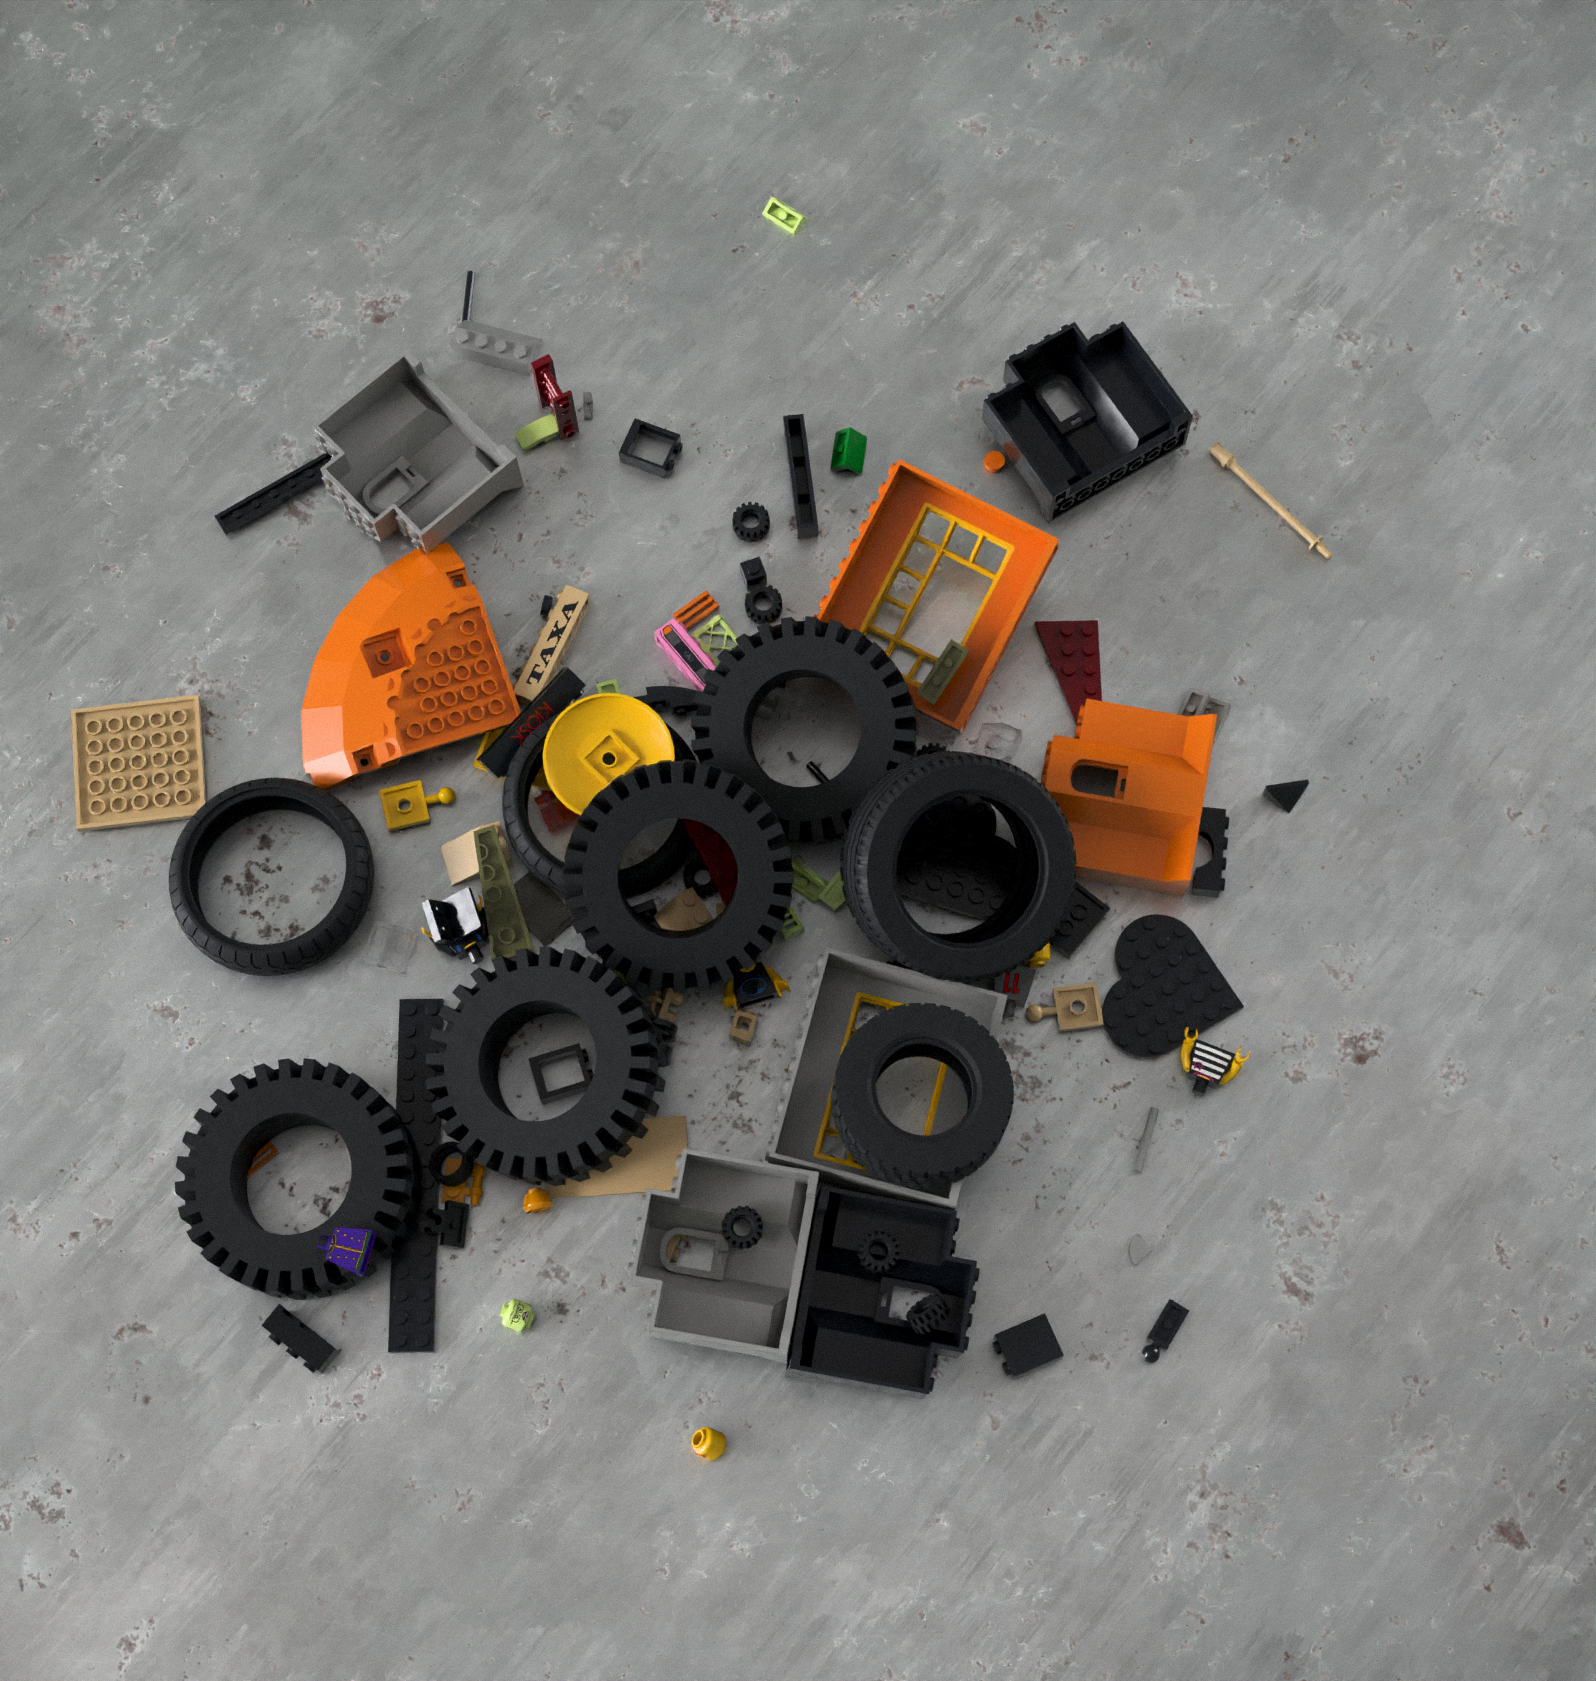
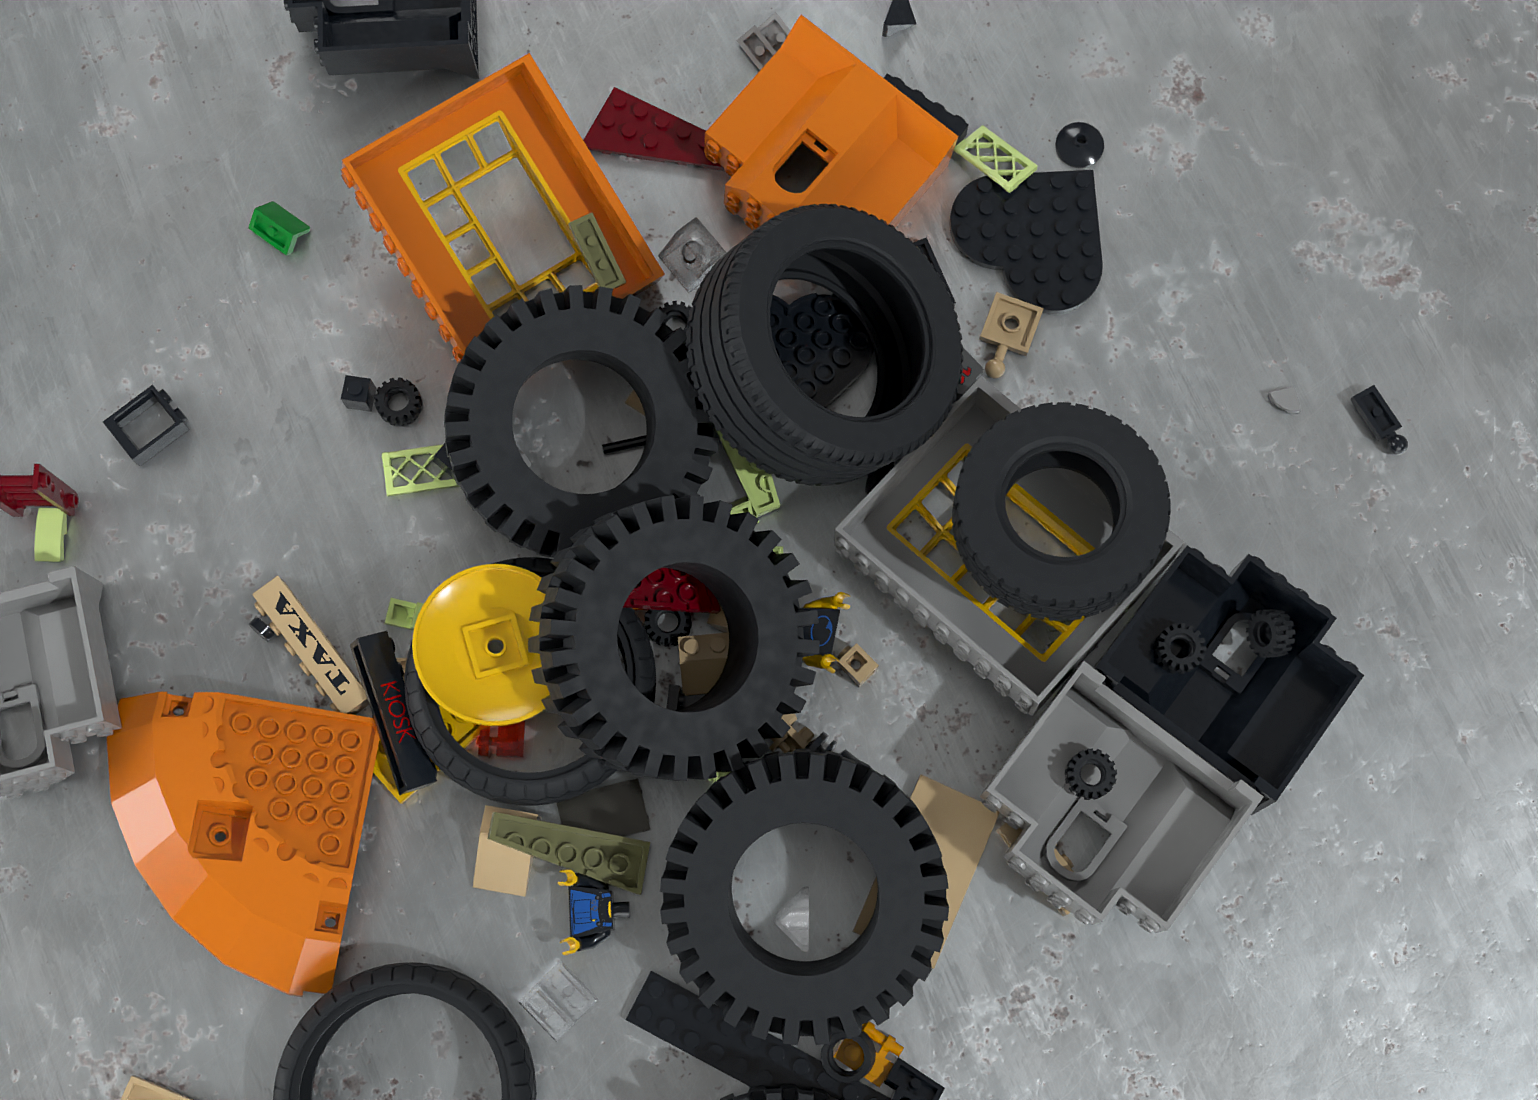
camera: 65 degrees left, 5 degrees up
(418, 810) = (397, 884): yellow plate -> none
(452, 917) = (572, 911): bracket -> none
(517, 1315) = (1048, 1065): yellowish green head -> none
(521, 1066) = (794, 919): none -> clear slope
(537, 1201) = (936, 982): light orange cone -> none
(564, 1092) = (822, 854): black window -> none
(588, 405) = (52, 465): light grey tile -> none
(678, 698) = (454, 544): black slope -> none
(684, 652) = (414, 508): brick -> none
(709, 1443) = (1285, 929): yellow head -> none
(710, 600) = (353, 478): orange tile -> none
(751, 533) = (287, 355): black tyre -> none
(800, 476) = (277, 287): black brick -> none
(994, 461) = (380, 92): orange tile -> none
(1027, 1346) = (1336, 557): black panel -> none
(1146, 1139) = (1176, 331): light grey bar -> none
(1201, 950) = (996, 142): none -> yellowish green window
(1209, 1064) = (1136, 231): torso -> none
(1257, 996) = (1075, 153): none -> black dish

